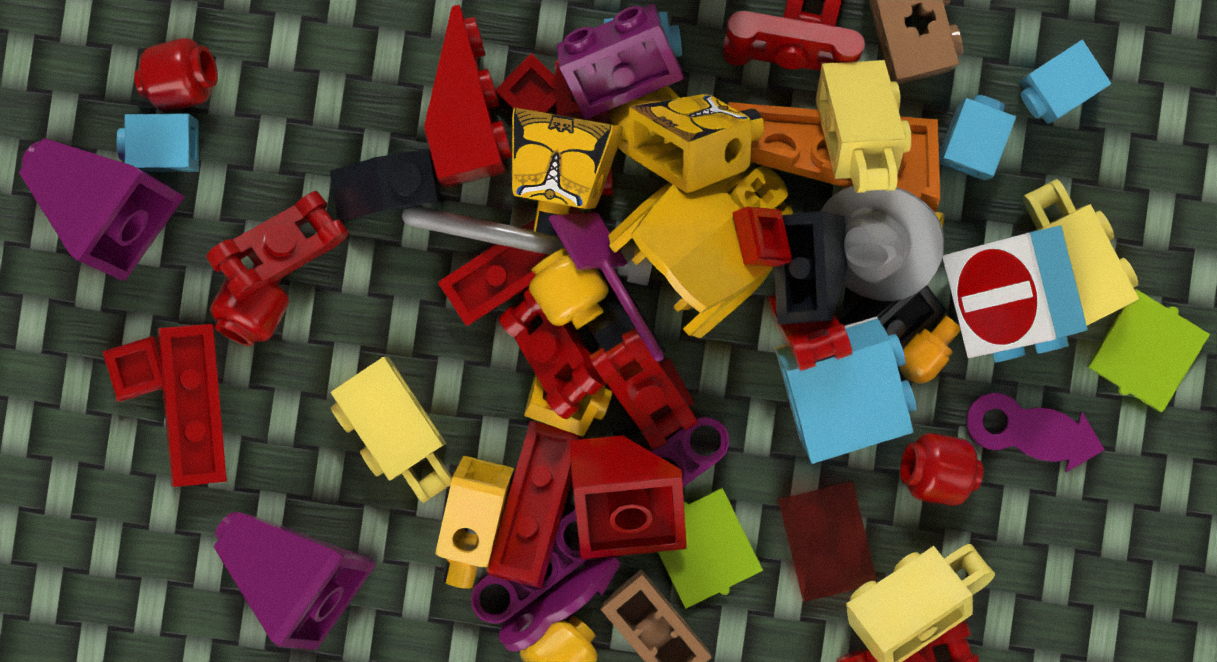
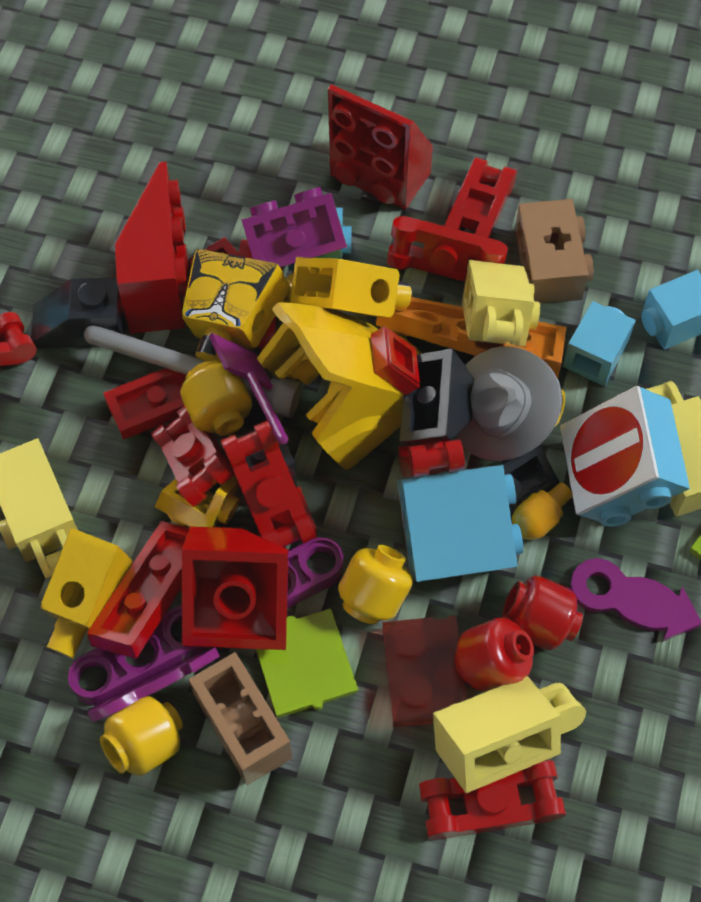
camera: 10 degrees right, 25 degrees down
(767, 466) = (375, 584): none -> yellow head
(898, 527) = (494, 654): none -> red head

